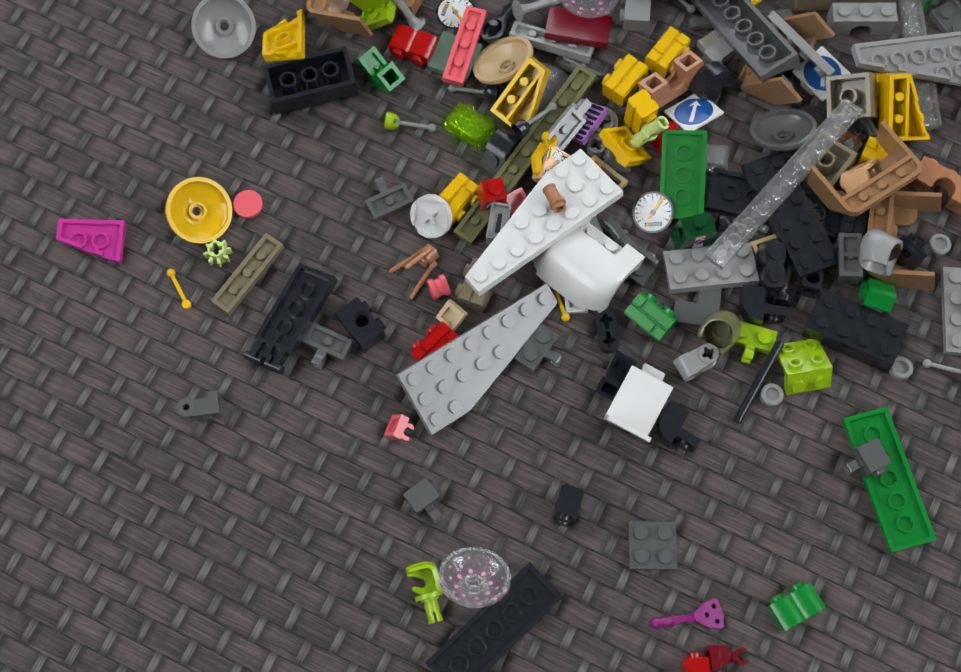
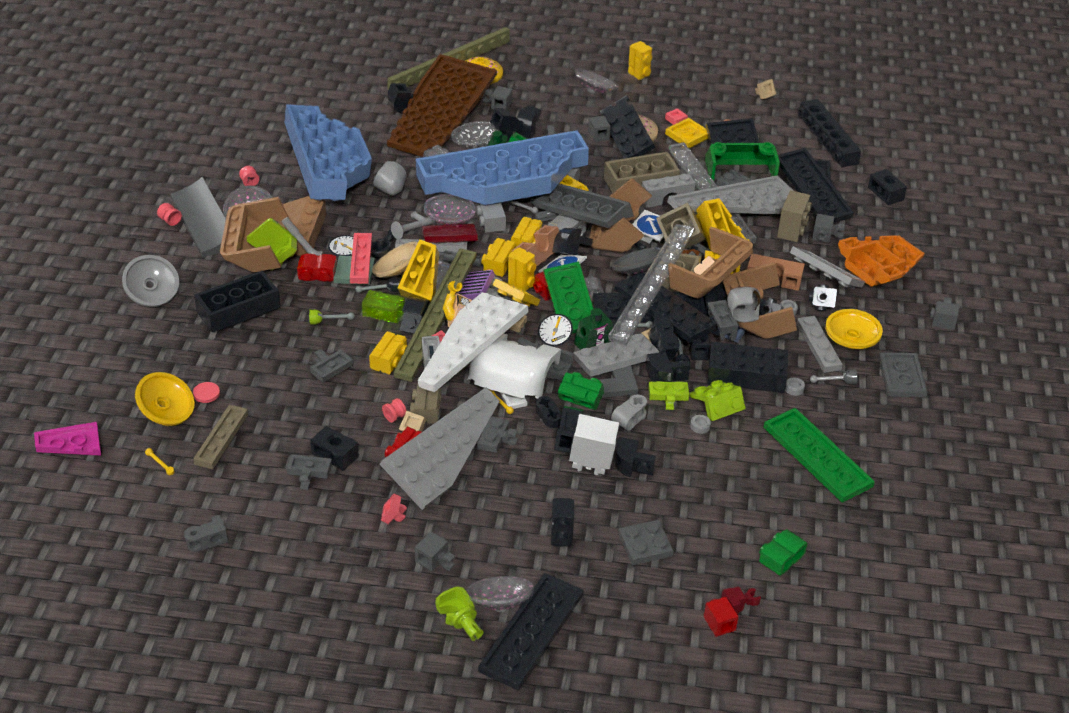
camera: 20 degrees left, 30 degrees down
(212, 249) = (189, 426): yellowish green gear -> none
(285, 40) = (207, 280): yellow wing -> none
(291, 317) = (270, 455): black hinge -> none
(381, 74) = (296, 288): green brick -> none
(424, 257) = (374, 394): nougat plant -> none
(431, 216) = (371, 364): white tile -> none
(491, 191) = (415, 332): red brick -> none
(522, 128) = (428, 290): black hinge -> none
(556, 202) = (477, 319): nougat pin -> none
(569, 123) = (469, 281): light grey hinge -> none
(649, 131) = (533, 274): yellowish green pin -> none
(697, 616) = (711, 576): magenta piece -> none
(721, 330) = (641, 382): olive piece -> none
(758, 382) = (686, 416): black bar -> none
(806, 52) = (639, 211): light grey plate -> none
(869, 459) = (796, 437): dark grey brick -> none
(877, 294) = (755, 337): green brick -> none

